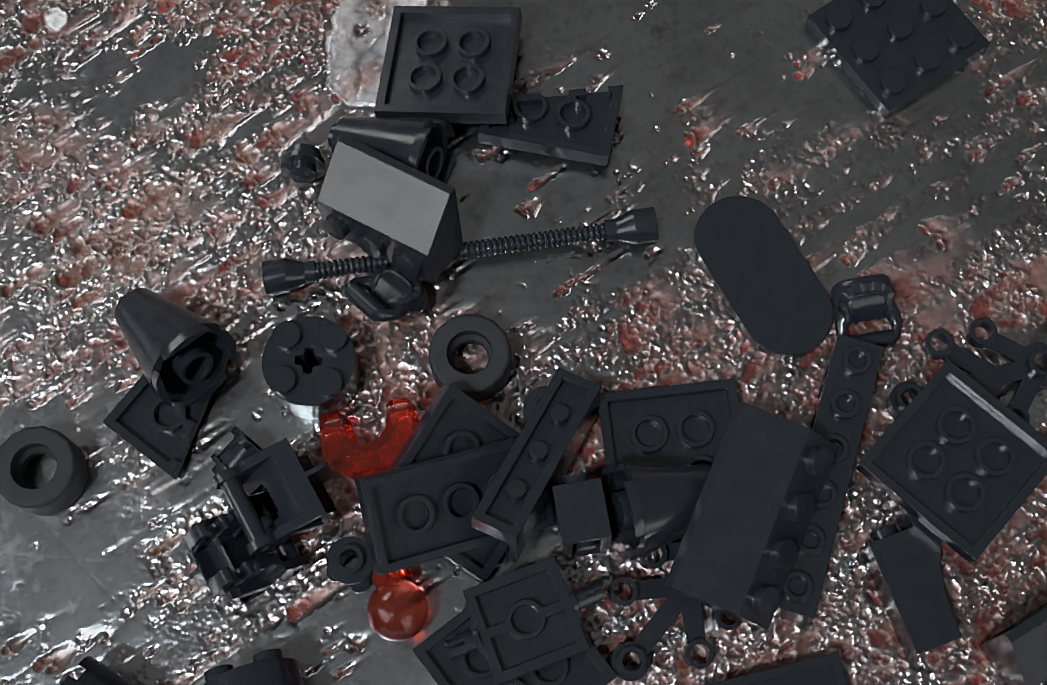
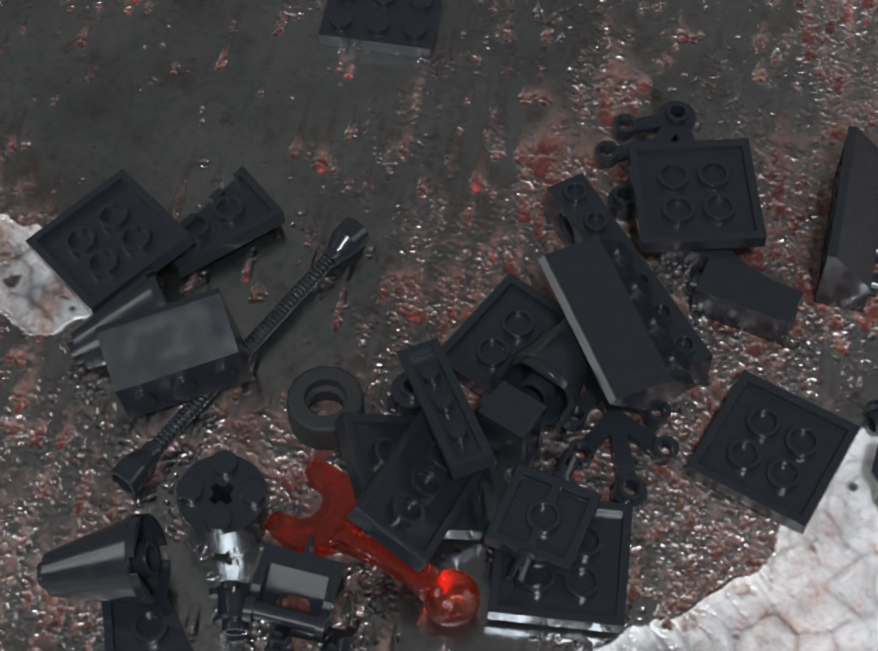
camera: 50 degrees left, 15 degrees down
(303, 163) = (68, 389): black plate -> none
(357, 576) = (390, 610): black brick -> none
(390, 294) = (226, 412): black piece -> none
(762, 277) = (458, 206): black tile -> none
(863, 301) = (537, 164): black piece -> none

